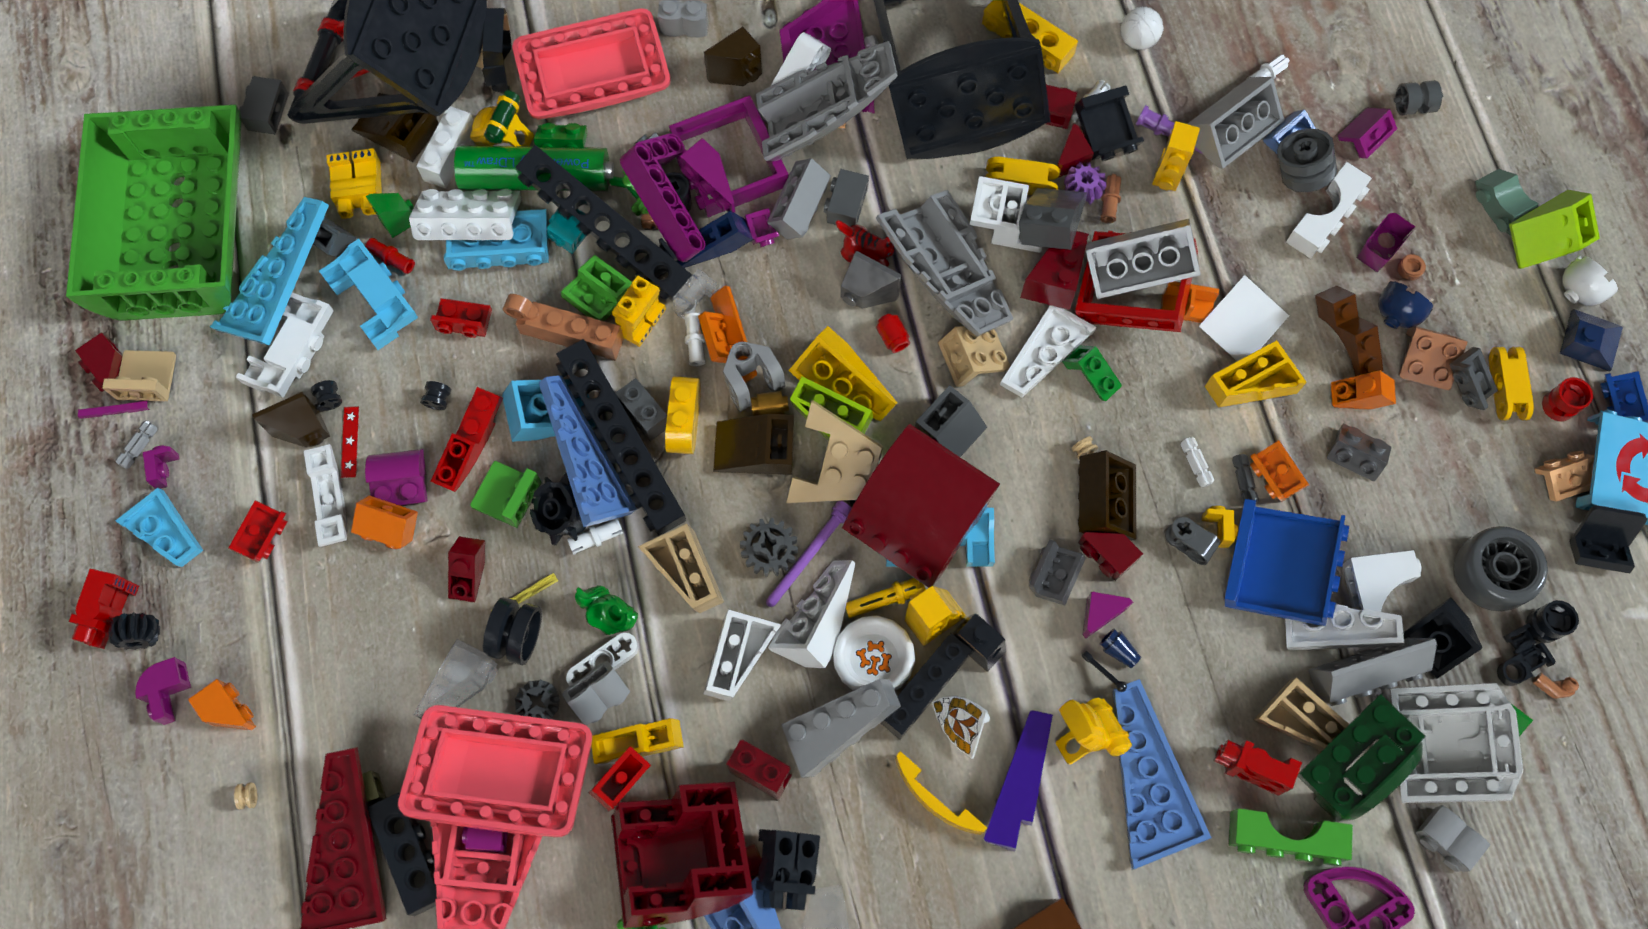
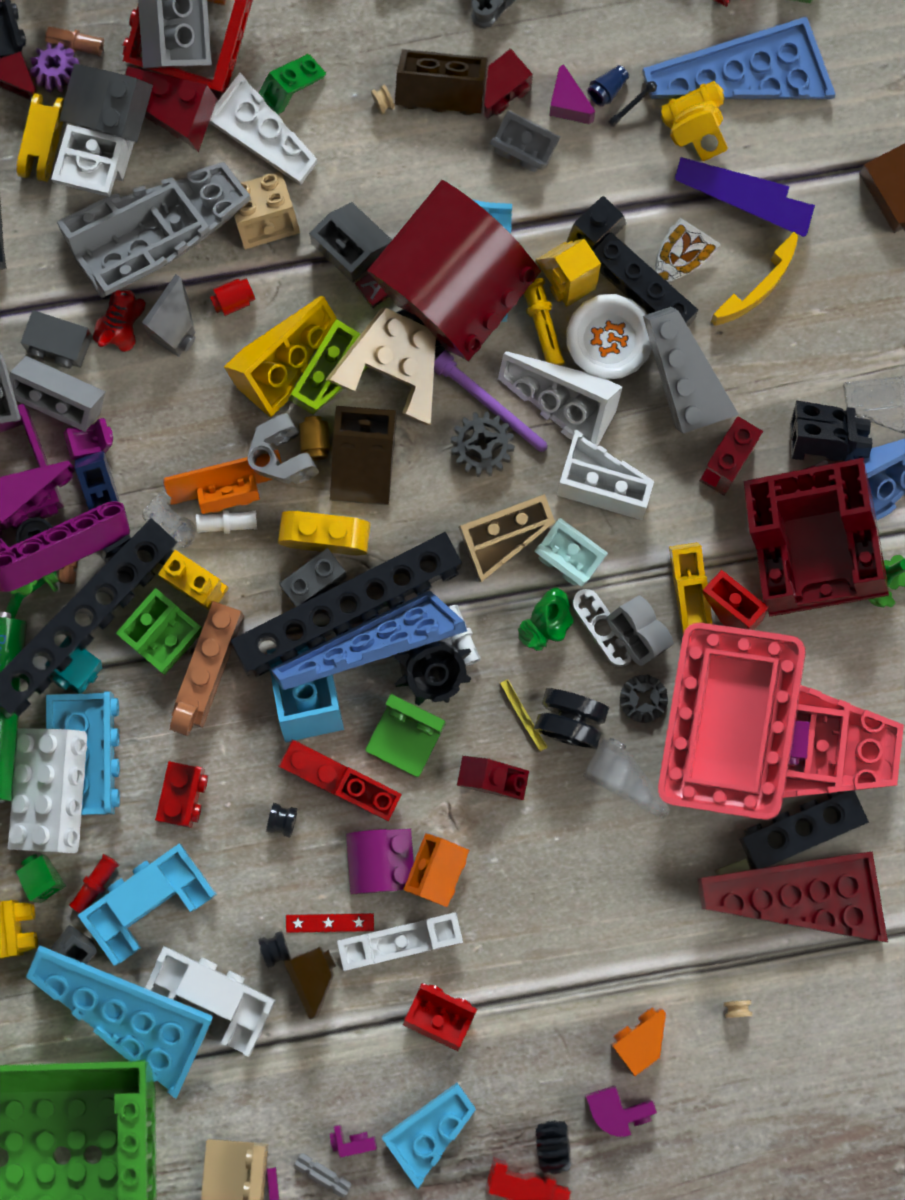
camera: 85 degrees left, 10 degrees up
(668, 628) = (570, 553): none -> light aqua bracket

